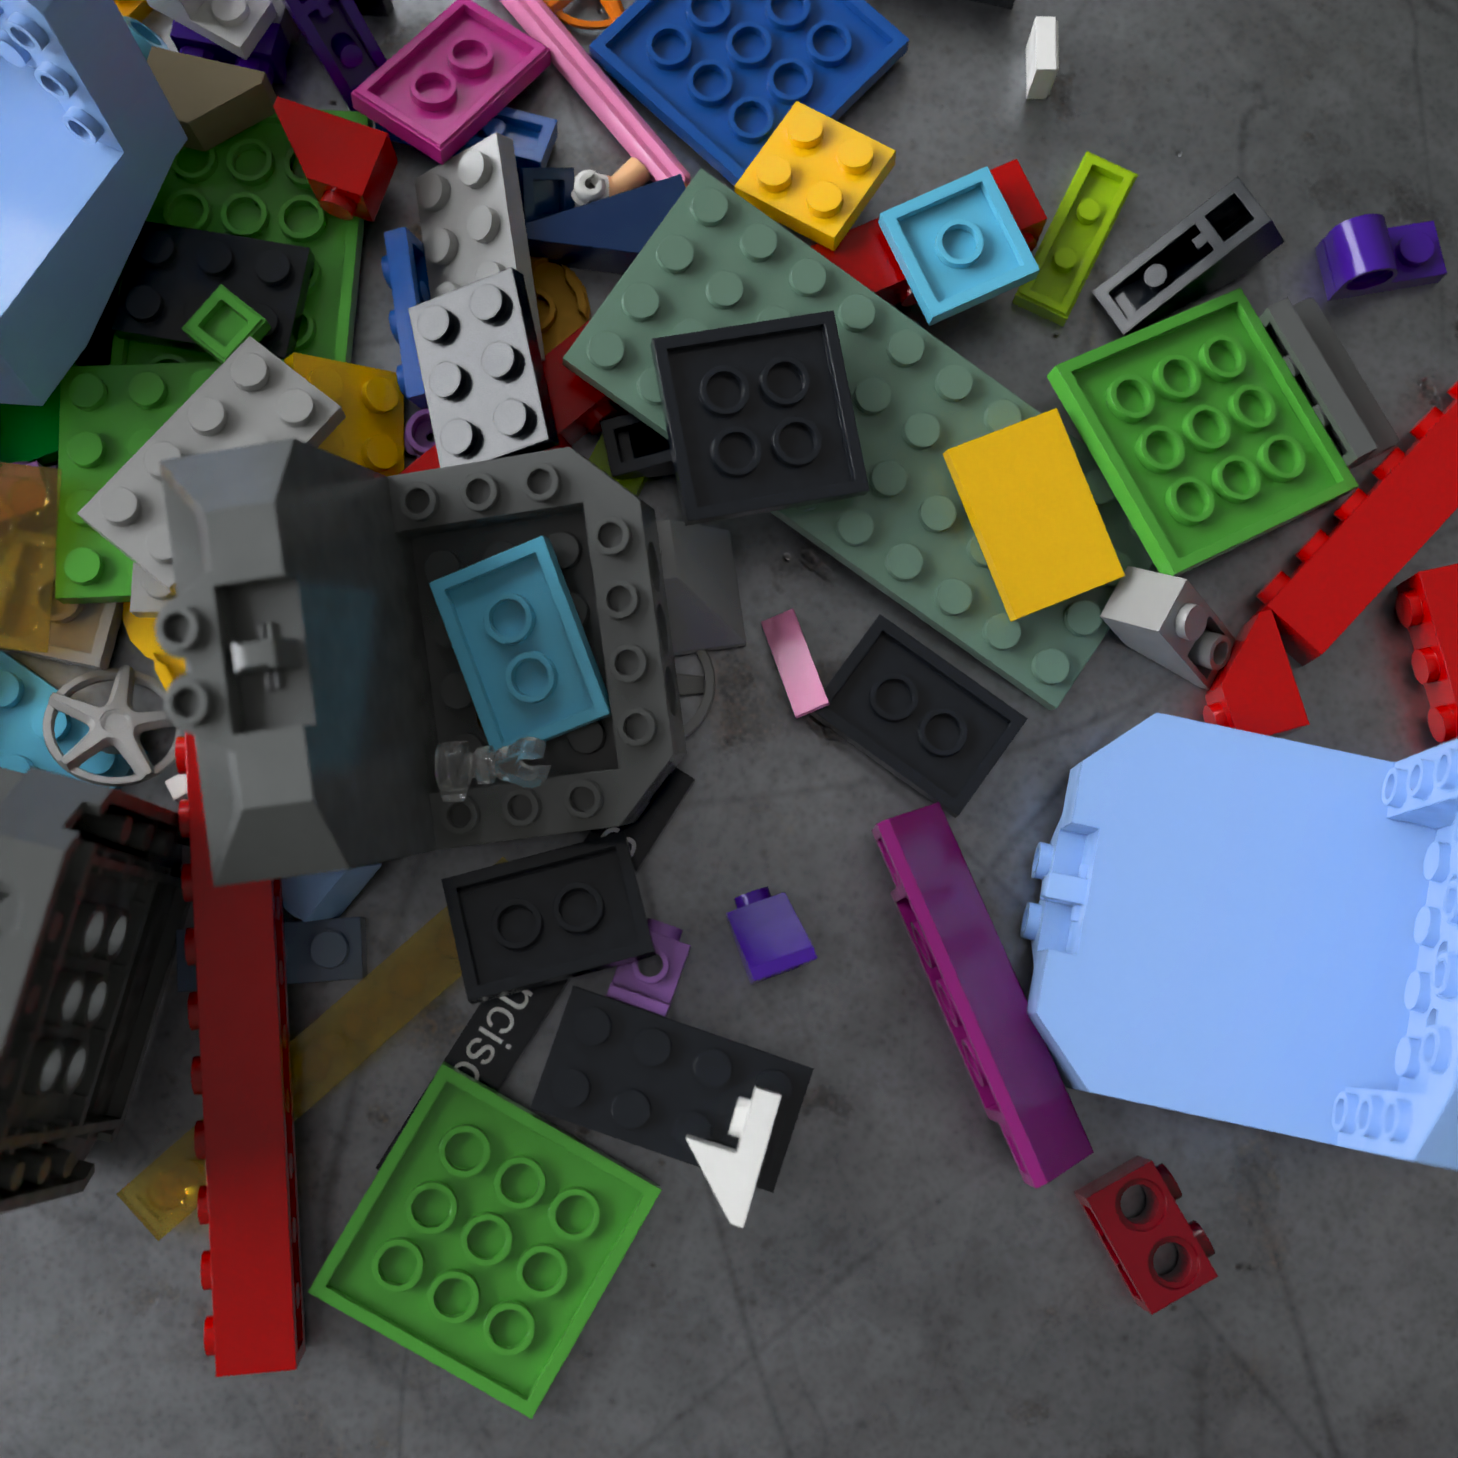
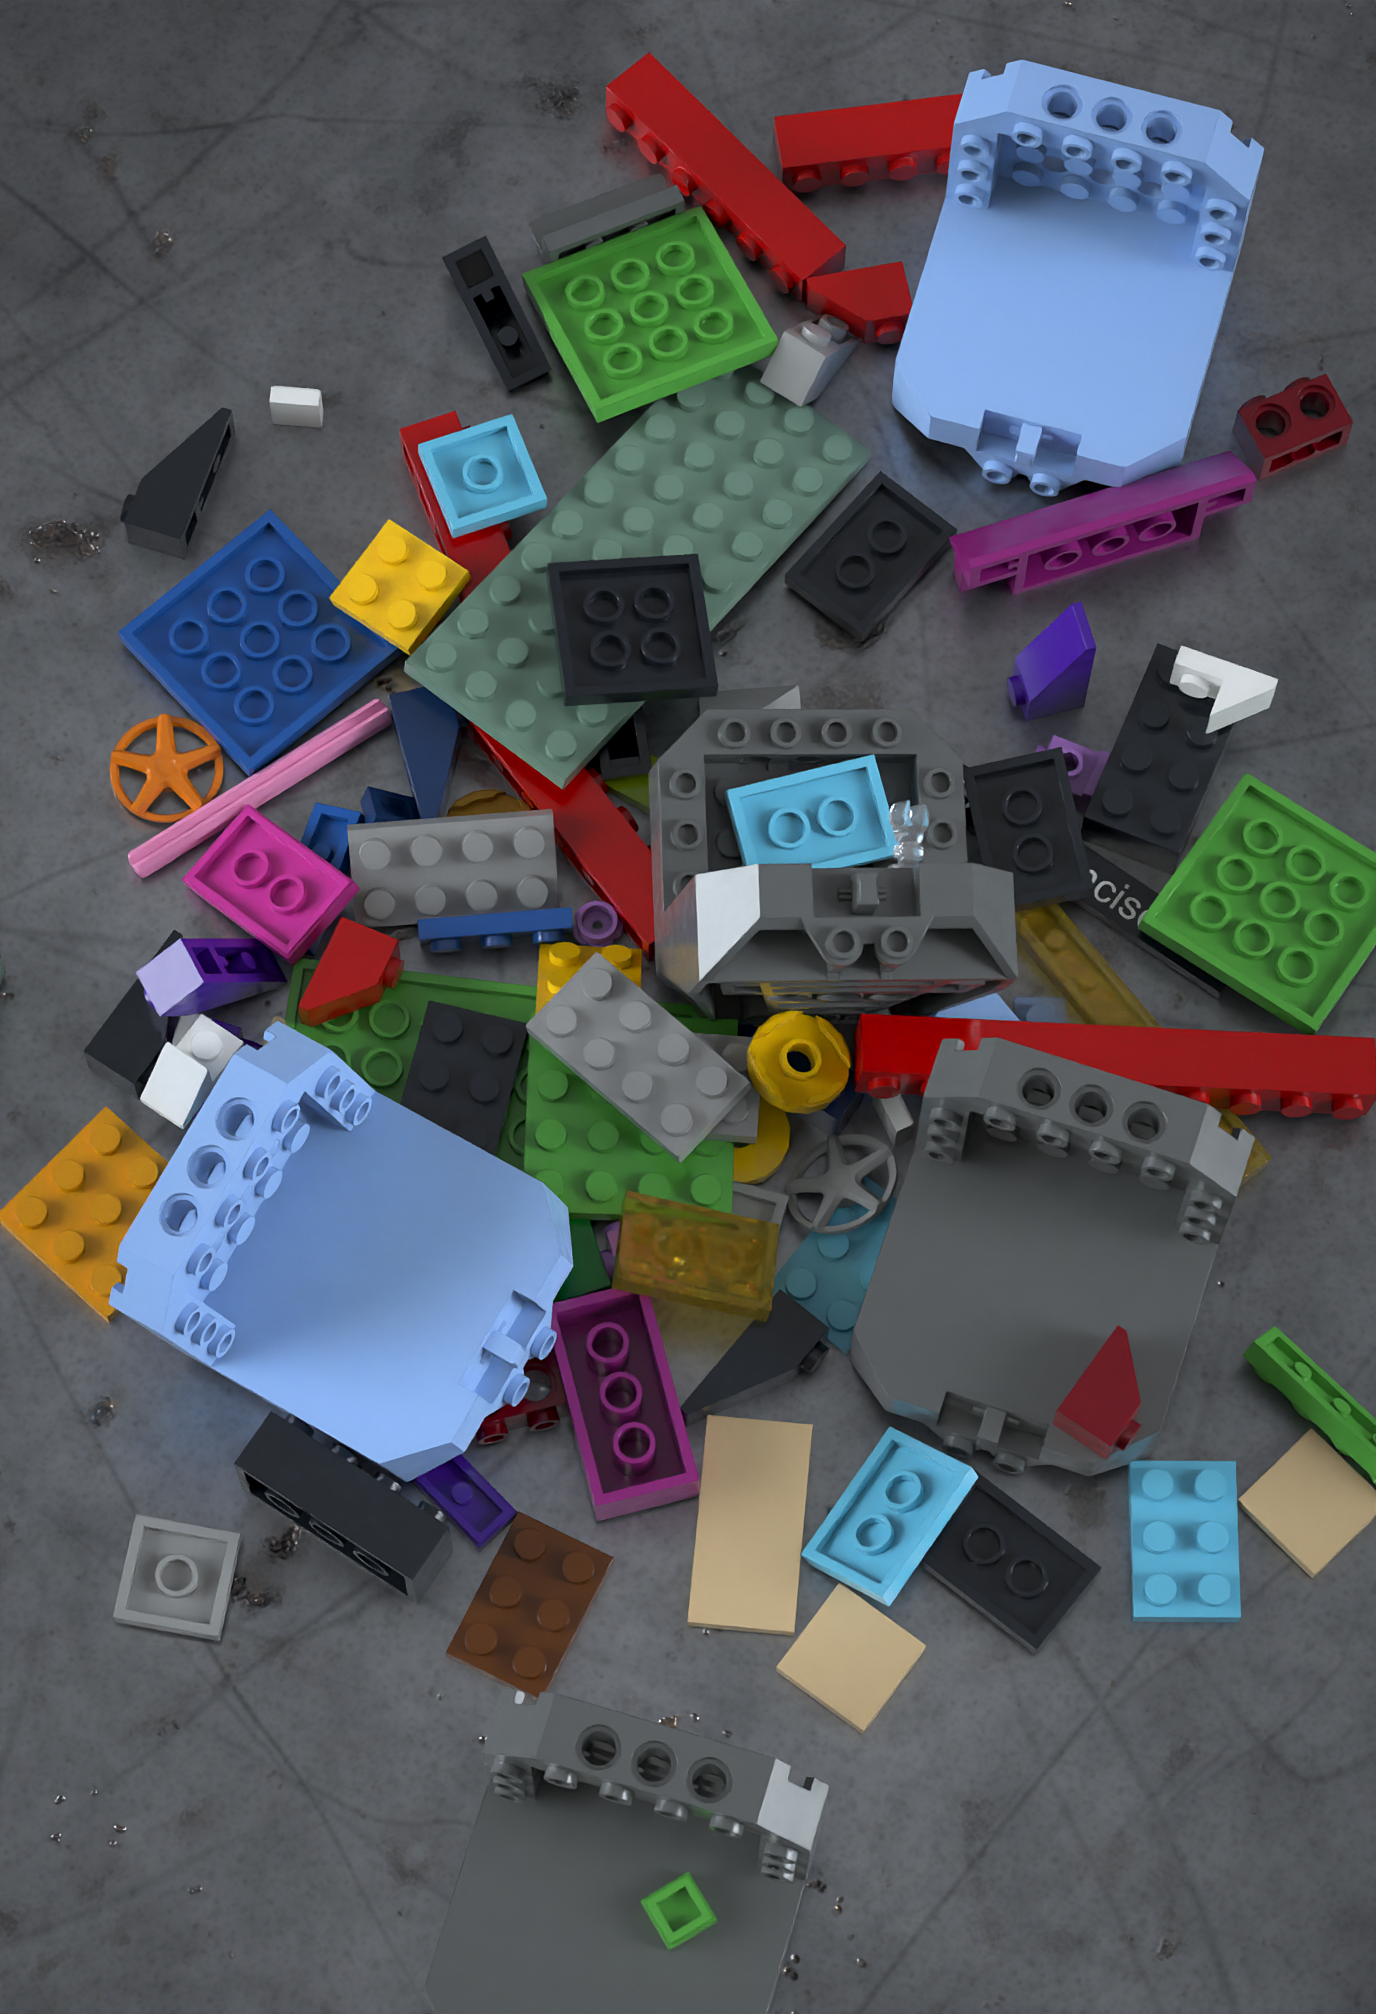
camera: 85 degrees left, 10 degrees down
(224, 324) = (505, 1059): bright green tile -> none
(483, 371) = (569, 850): plate -> none
(595, 186) = (384, 769): arm -> none
(795, 663) = (819, 646): bright pink window -> none
(1033, 514) = (716, 443): yellow tile -> none
(1075, 238) = (443, 389): lime tile -> none
(1370, 258) = (501, 167): dark purple plate -> none

